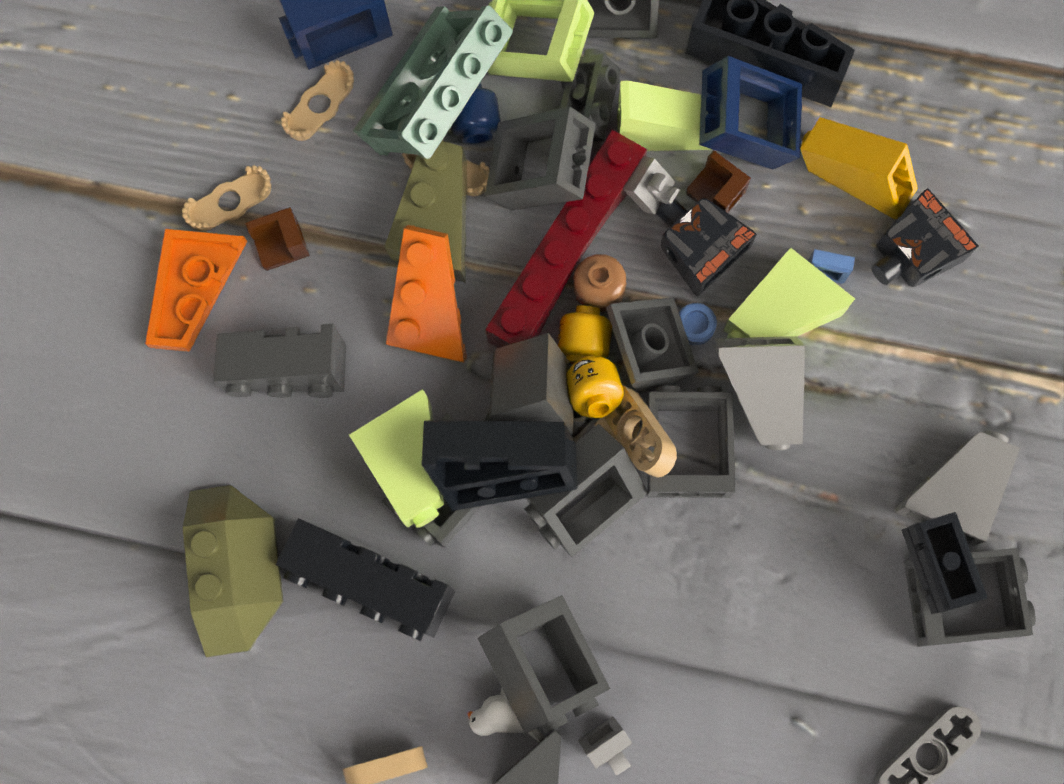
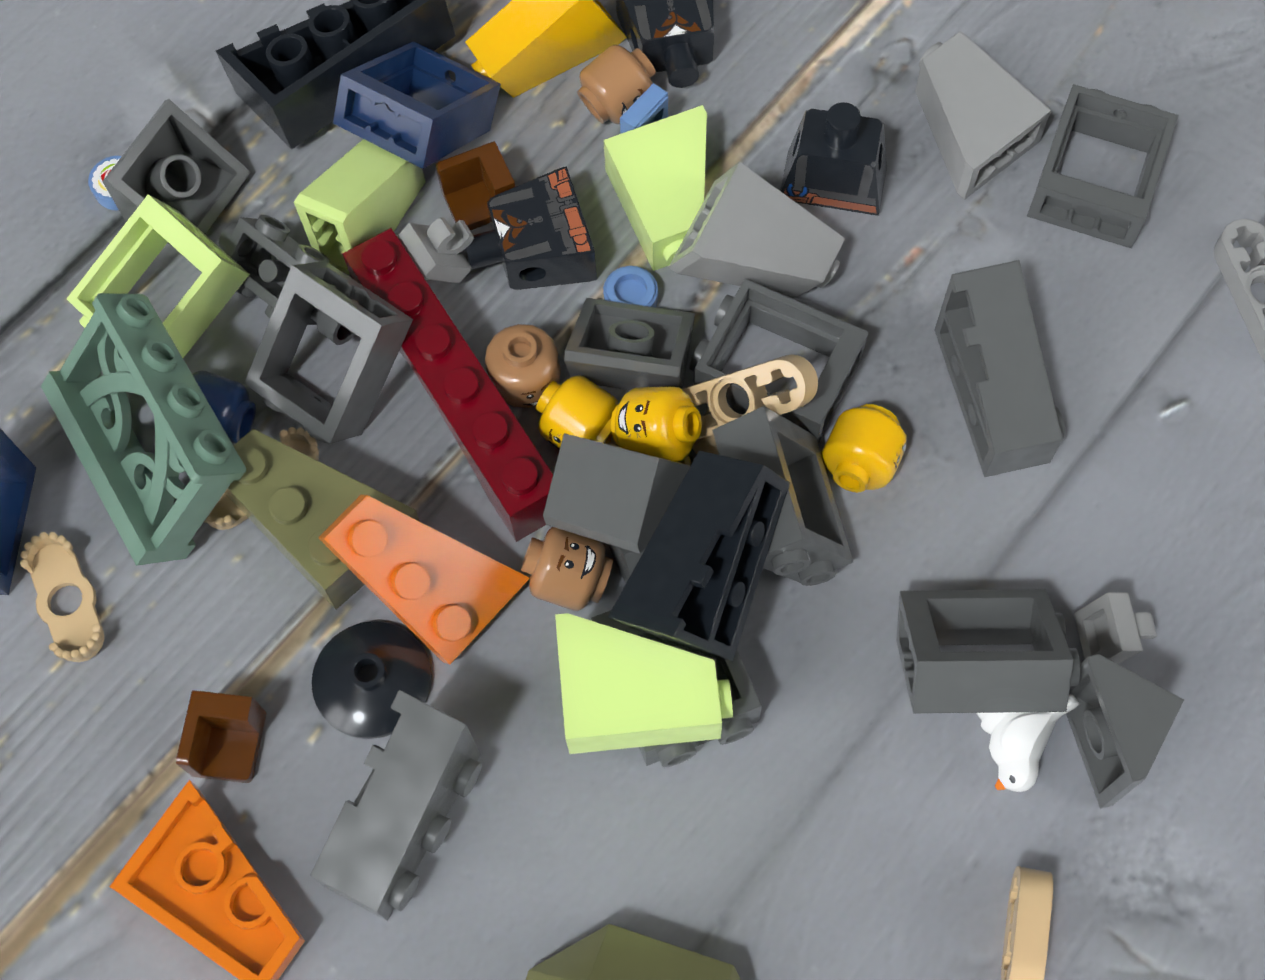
camera: 65 degrees left, 10 degrees down
(207, 214) = (123, 744): tan piece -> none
(365, 320) = (364, 707): none -> black dish
(366, 579) = (763, 831): black wedge -> none
(472, 381) = (567, 569): none -> medium nougat head
(656, 528) = (865, 447): none -> yellow head
(756, 594) = (999, 369): none -> dark grey wedge
(848, 232) = (614, 82): none -> medium nougat head
(863, 411) = (837, 160): none -> black torso
(944, 563) = (1067, 146): black brick -> none

